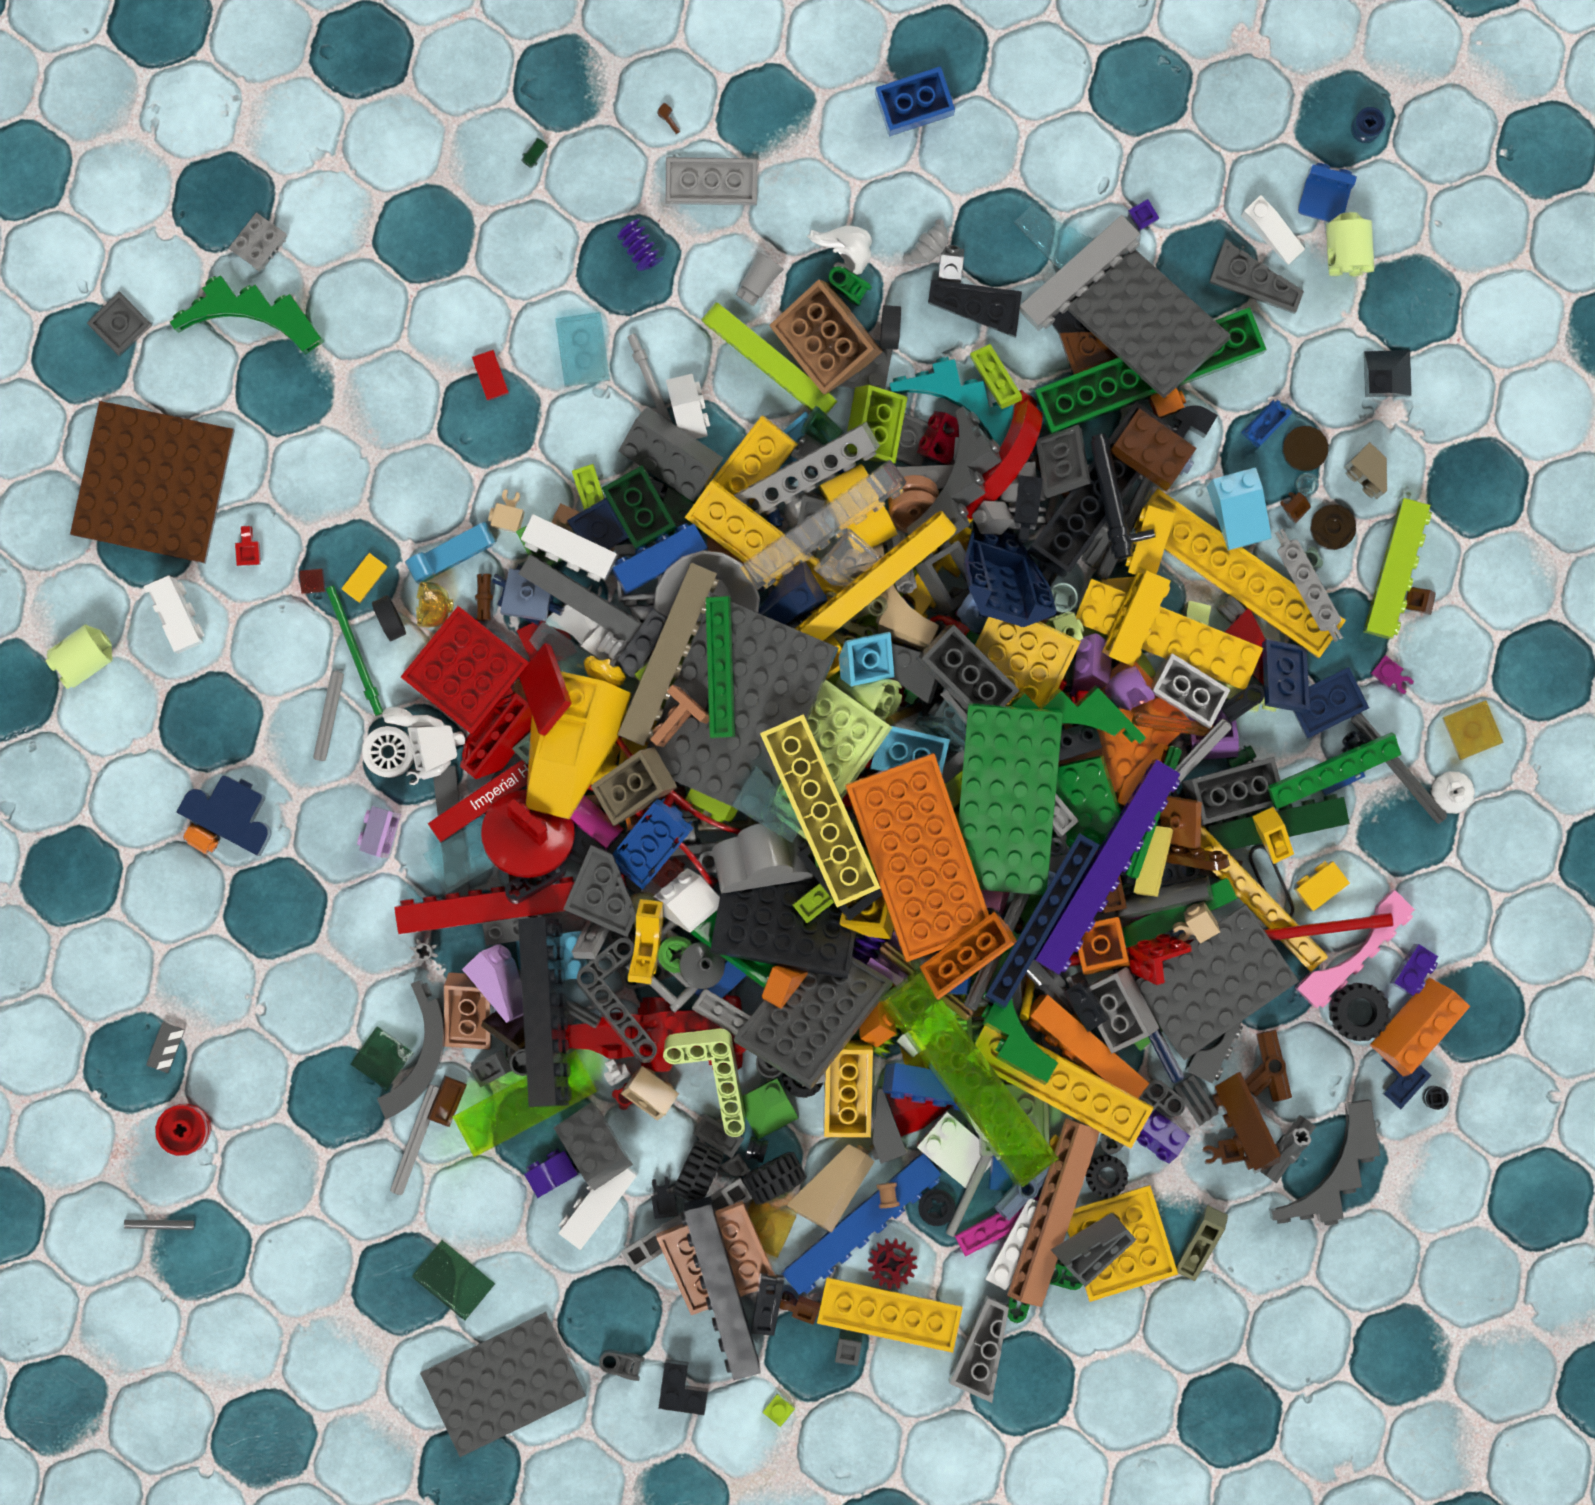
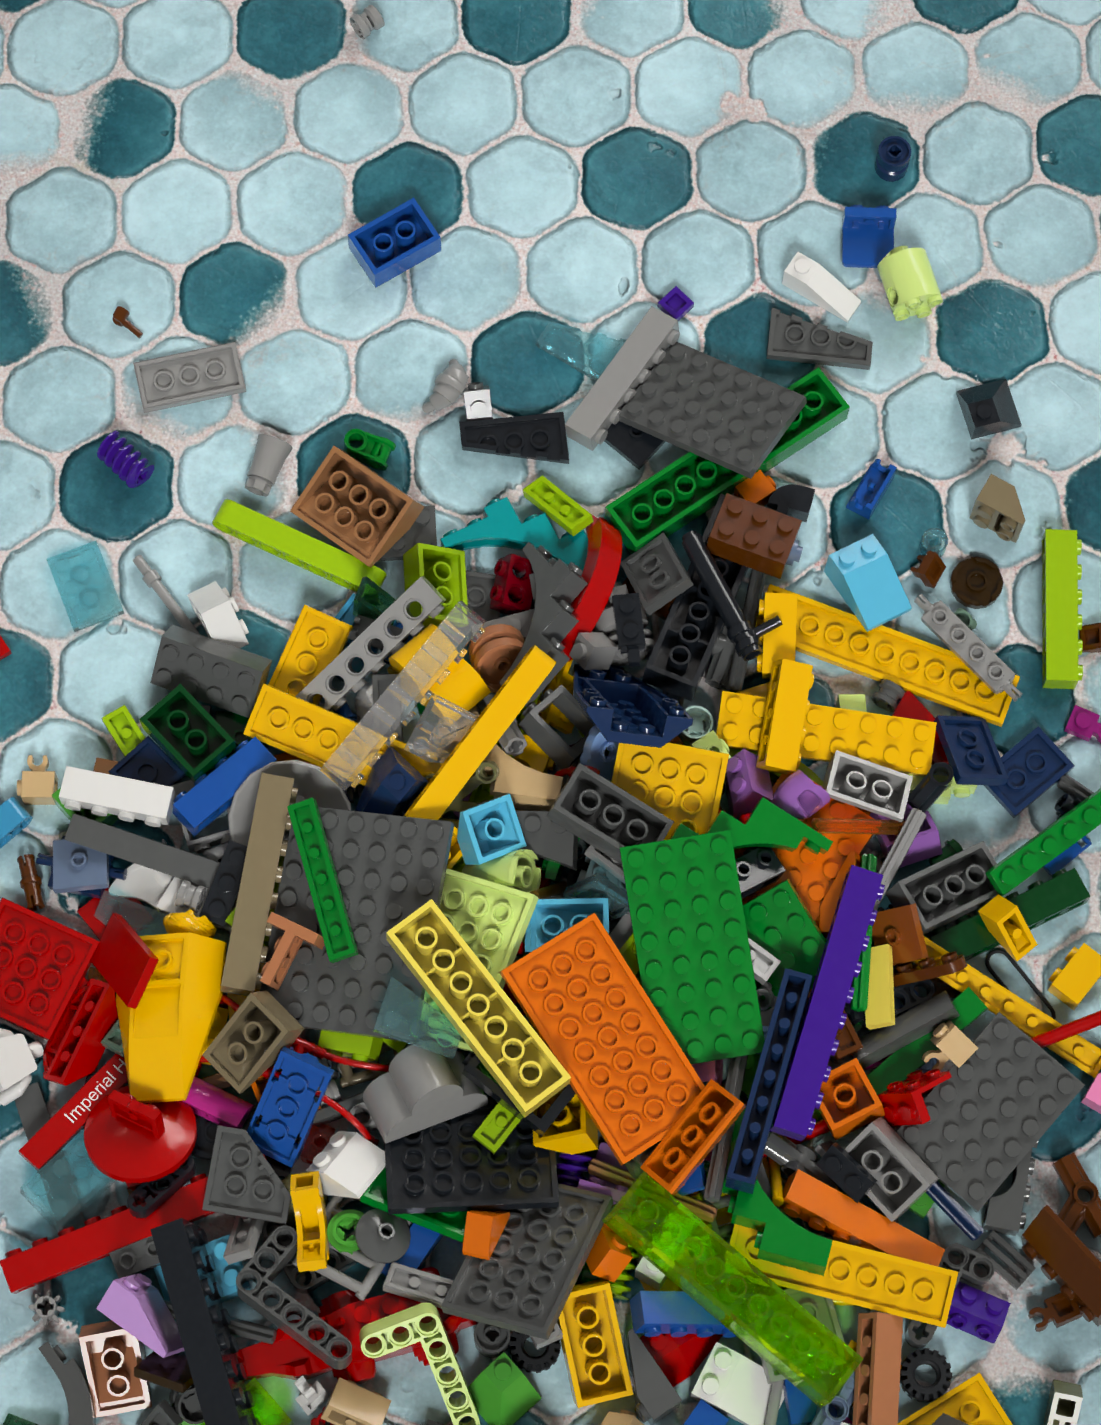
camera: 20 degrees left, 15 degrees down
(850, 242) = (361, 405): white piece -> none
(890, 327) = (426, 480): black tyre -> none
(1084, 351) = (648, 455): reddish brown wing -> none
(1305, 448) = (921, 506): dark brown tile -> none

